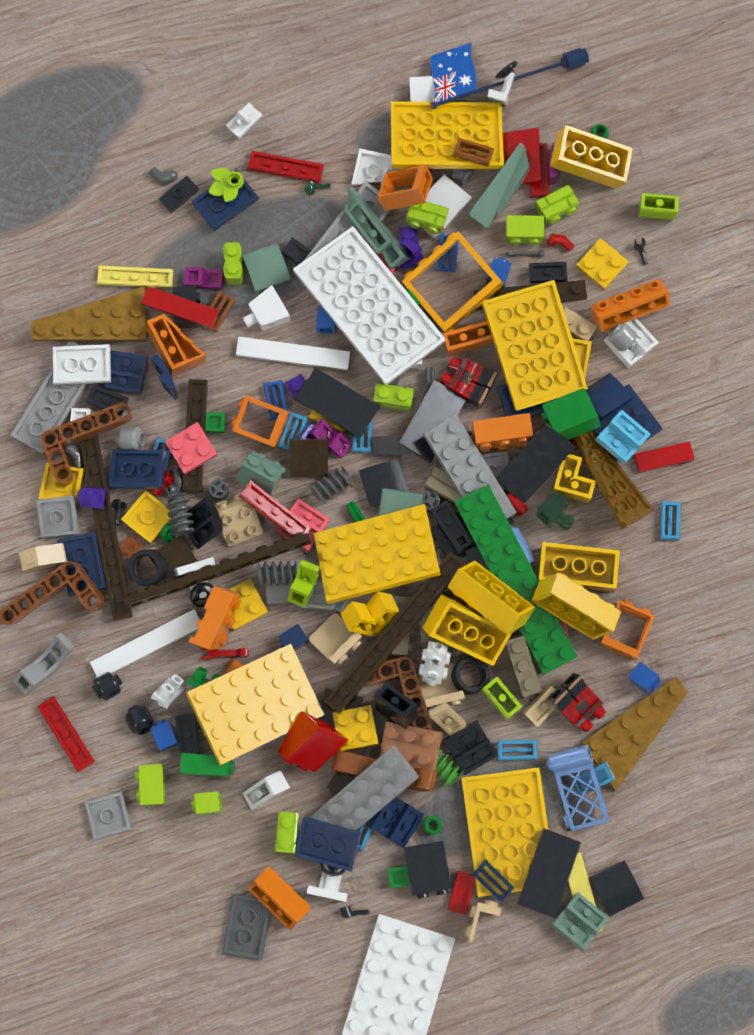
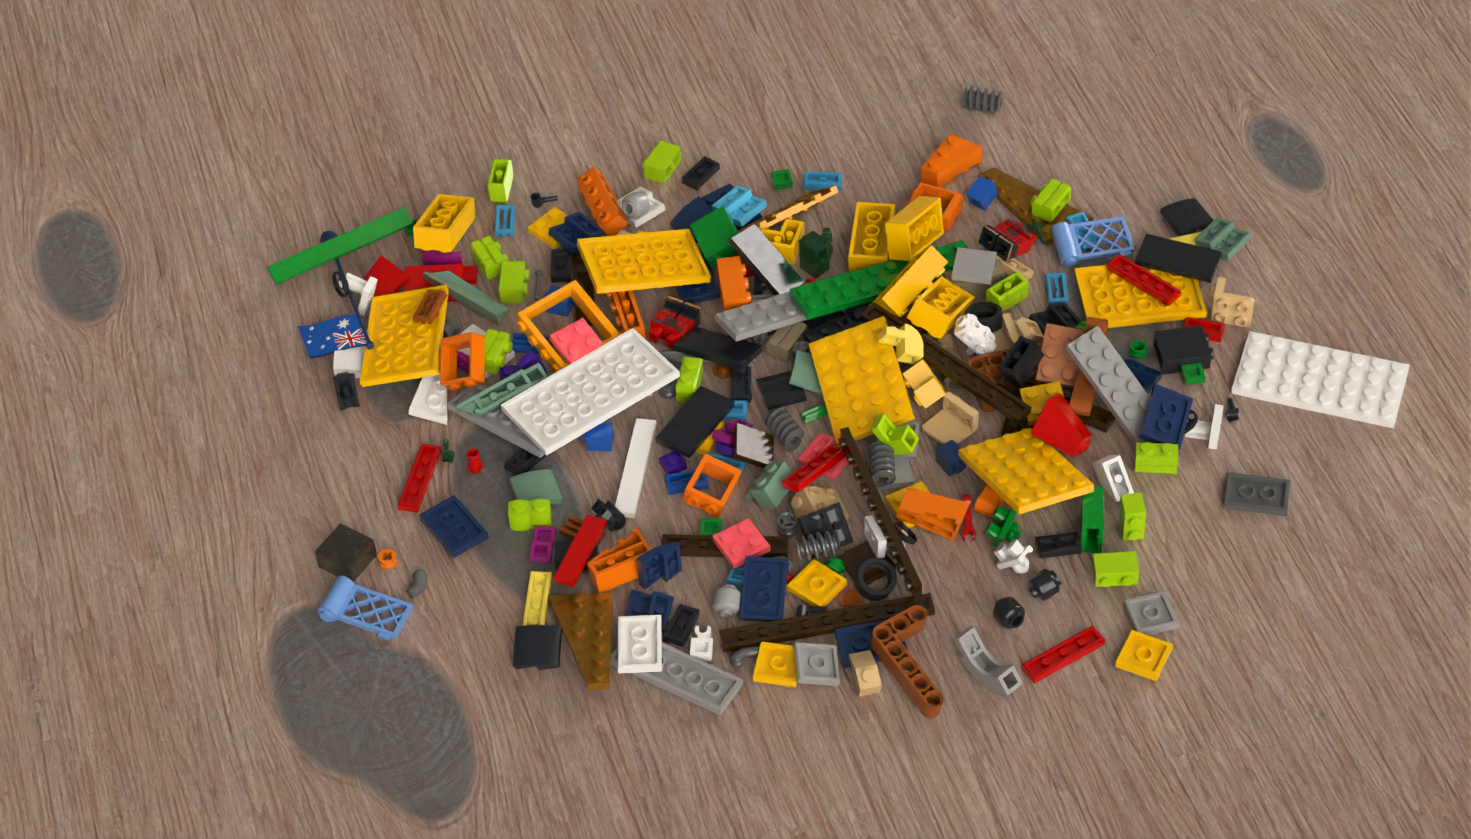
camera: 85 degrees left, 30 degrees down
(58, 805) = (1144, 655): none -> yellow plate
(80, 435) = (730, 660): dark orange beam -> none
(85, 280) = (537, 646): none -> black slope
(92, 497) = (795, 627): dark purple plate -> none
(142, 111) = (343, 593): none -> medium blue piece
(146, 644) = (960, 585): white tile -> none
(164, 735) = (1061, 561): blue brick -> none
(179, 194) = (441, 570): black plate -> none
(192, 142) = (387, 564): none -> orange bush
(194, 111) = (346, 552): none -> clear smoke brick
(223, 184) = (437, 518): lime plate -> none
(227, 333) = (614, 517): none -> black hips
(244, 120) = (364, 508): white hips -> none
(267, 311) = (584, 484): white torso -> none
(279, 898) = (1225, 461): orange brick -> none
(297, 211) = (474, 463): none -> red pin
(380, 90) = (346, 390): none -> black hips
(402, 594) = (907, 342): none -> light yellow brick
(429, 289) = (575, 341): none -> coral plate
(491, 890) = (1192, 301): tile -> none
(519, 835) = (1143, 280): none -> red tile
(524, 111) = (389, 277): none -> red tile
(524, 664) = (974, 265): none -> light grey tile
(560, 239) = (528, 255): red arm -> none
(563, 66) = (340, 246): none -> green tile
(585, 282) = (574, 227): none -> dark blue slope
(596, 731) = (1037, 229): none -> clear green hand
(612, 217) = (505, 231): none -> dark azure tile
(627, 746) = (1051, 200): none -> lime brick
(664, 457) = (758, 181): red tile -> none
(668, 479) = (781, 179): none -> green plate
(676, 399) = (700, 173): none -> black plate
(691, 360) = (662, 162): none -> lime brick
(692, 646) = (949, 160): none -> orange wedge

